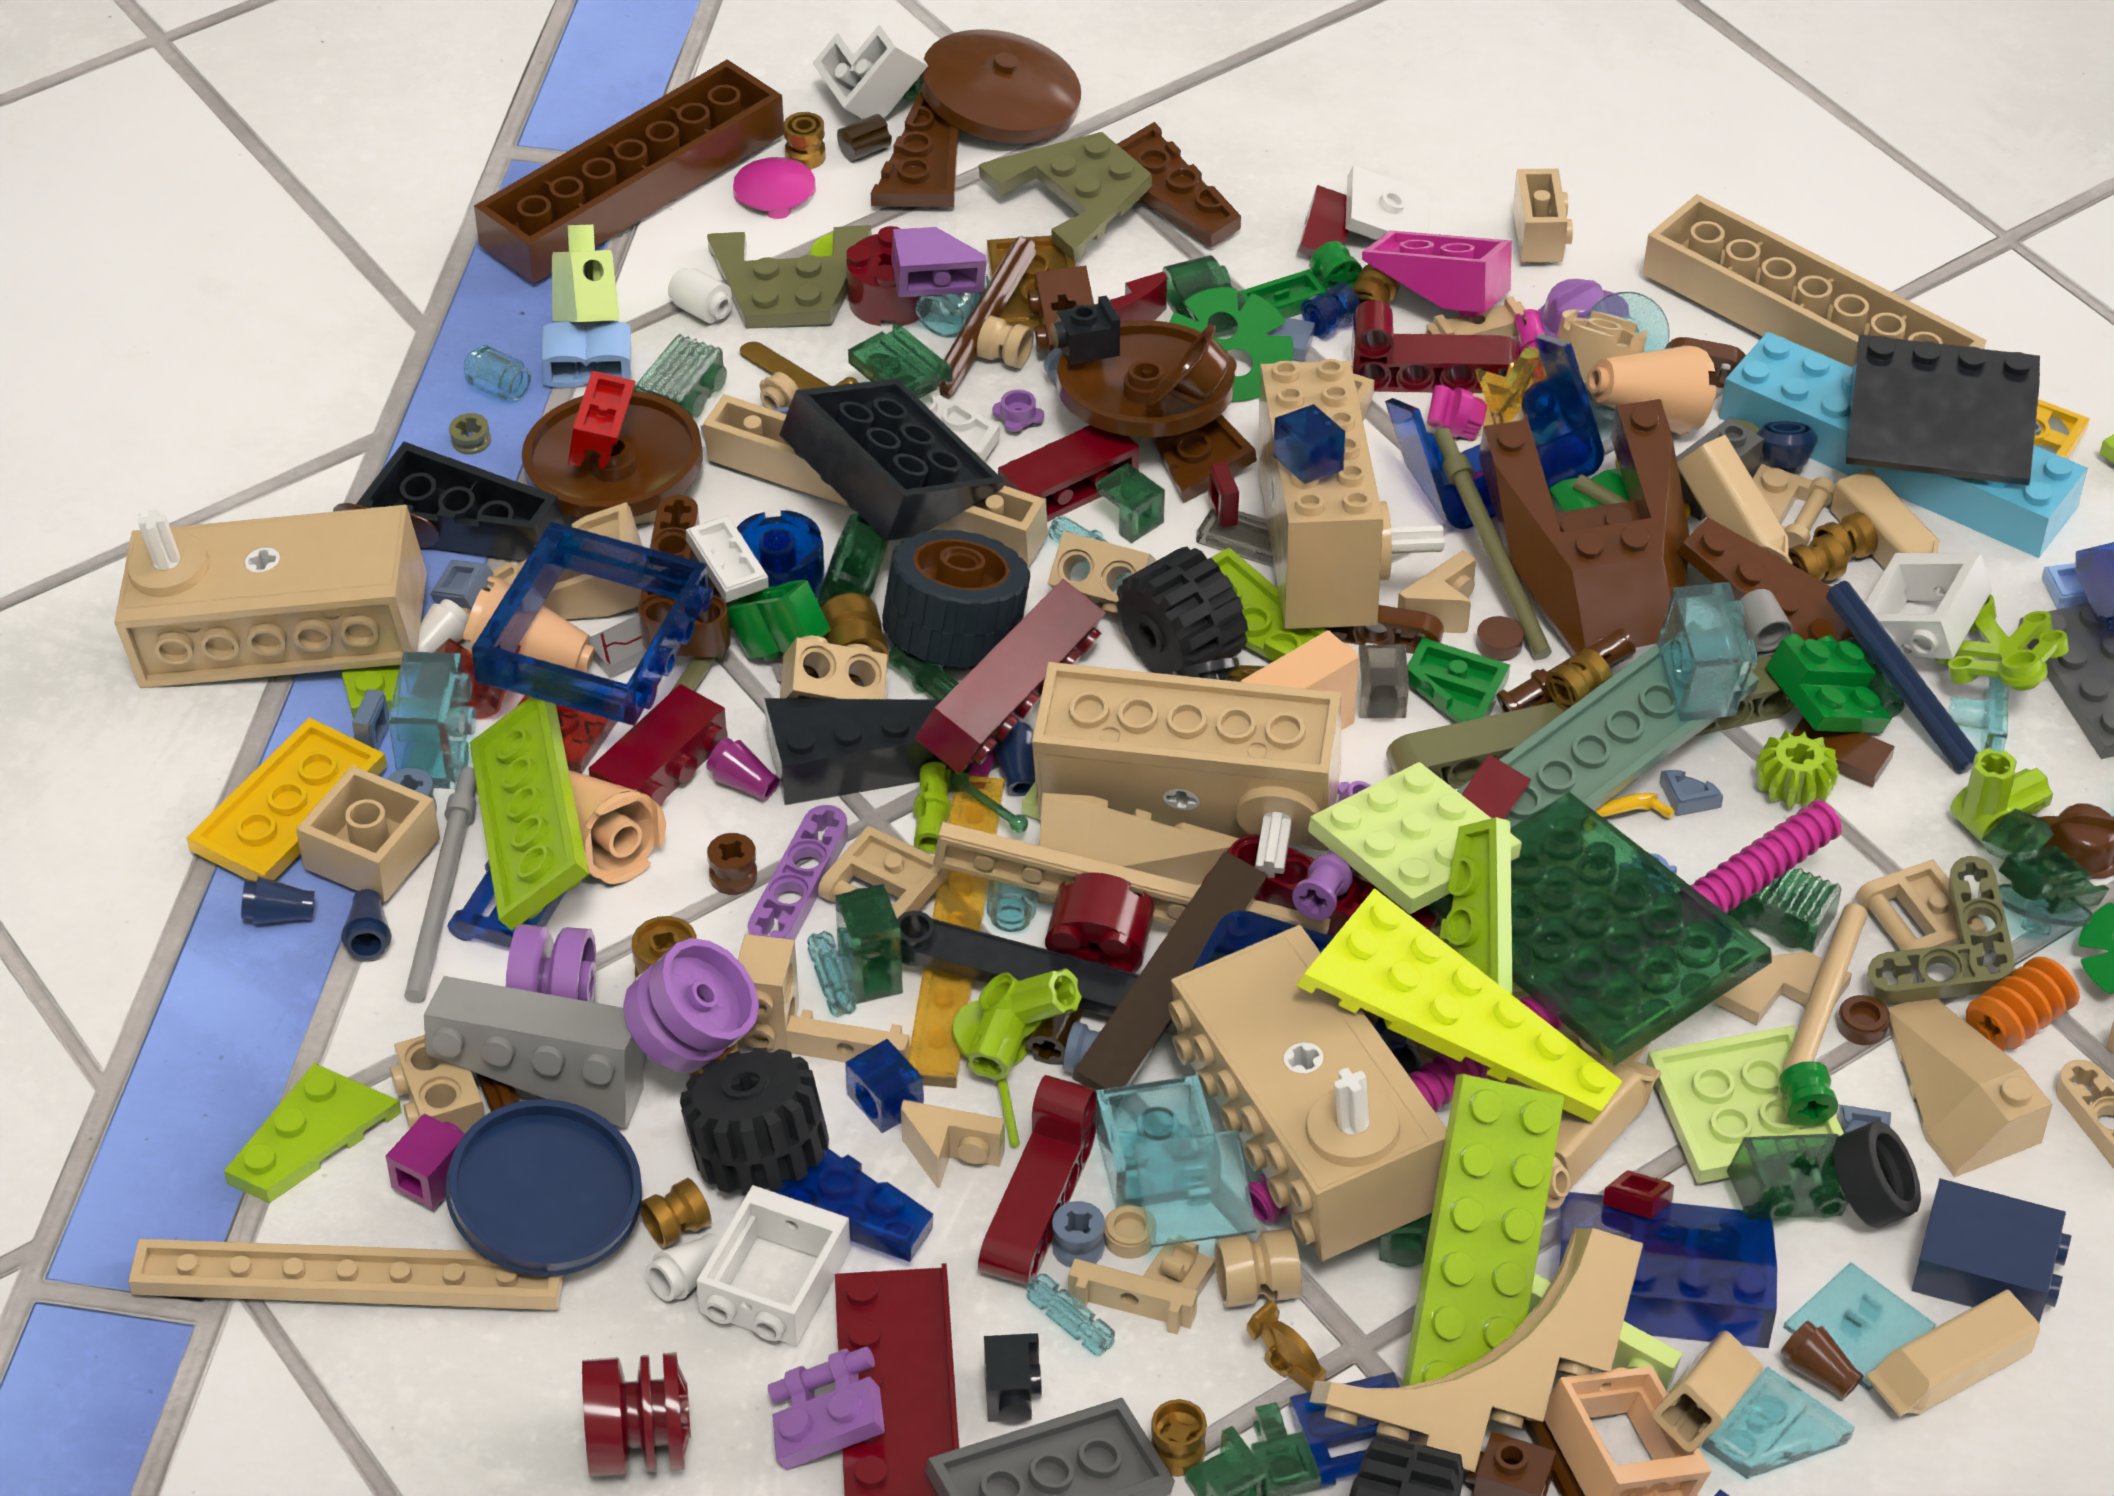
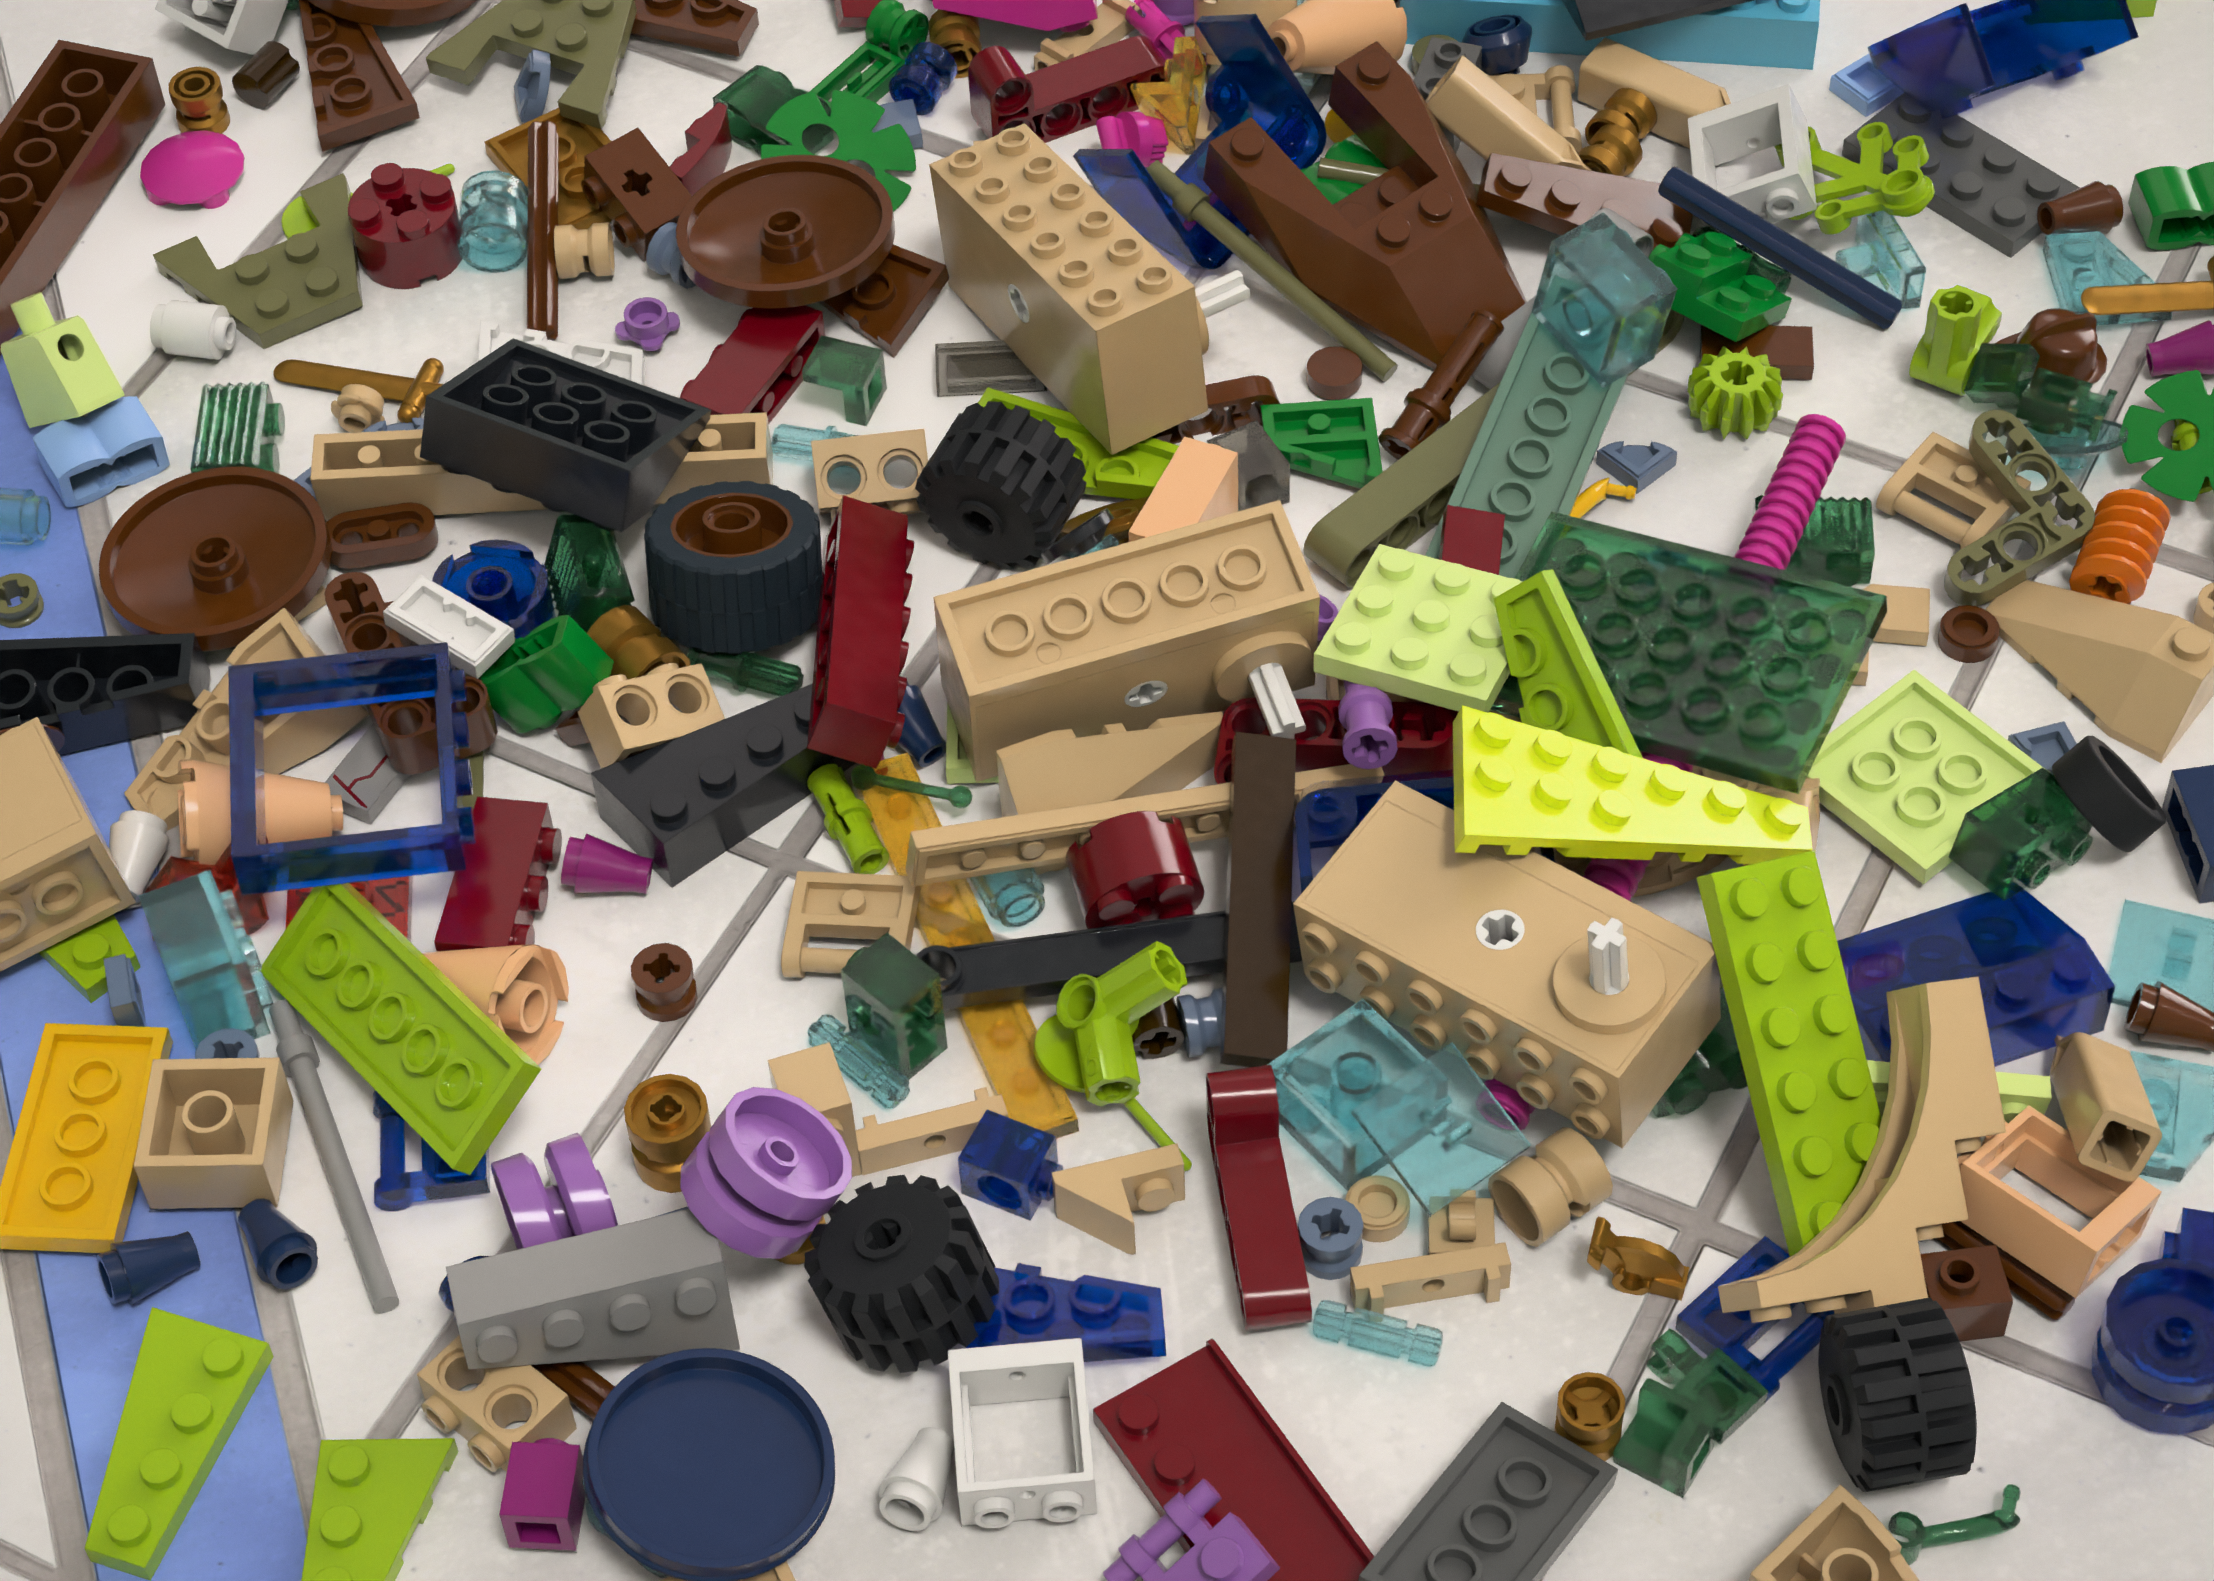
camera: 25 degrees left, 5 degrees up
(230, 1013) = (172, 1429): none -> lime wing
(462, 583) = (126, 784): sand blue tile -> none
(600, 417) = (188, 519): red hinge -> none
(676, 1212) = (870, 1420): pearl gold wheel -> none
(738, 484) = (382, 535): none -> reddish brown plate
(799, 880) = (749, 968): medium lavender beam -> none
(900, 357) = (485, 316): clear green plate -> none
(935, 263) = (468, 188): medium lavender slope -> none
(1011, 1376) = (1366, 1437): black brick -> none
(1045, 212) = (533, 85): none -> sand blue tile
(1087, 332) = (697, 201): black brick -> none
(1200, 373) = (853, 201): reddish brown piece -> none
(1223, 494) = (949, 329): dark red tile -> none
(1309, 443) = (1068, 232): clear blue brick -> none
(1444, 593) = (1252, 347): tan slope -> none
(1573, 682) = (1469, 393): pearl gold wheel -> none
(1638, 1194) = (1879, 923): dark red tile -> none
(1808, 1093) = (1989, 737): green wheel -> none
(1827, 985) = (1926, 625): tan piece -> none

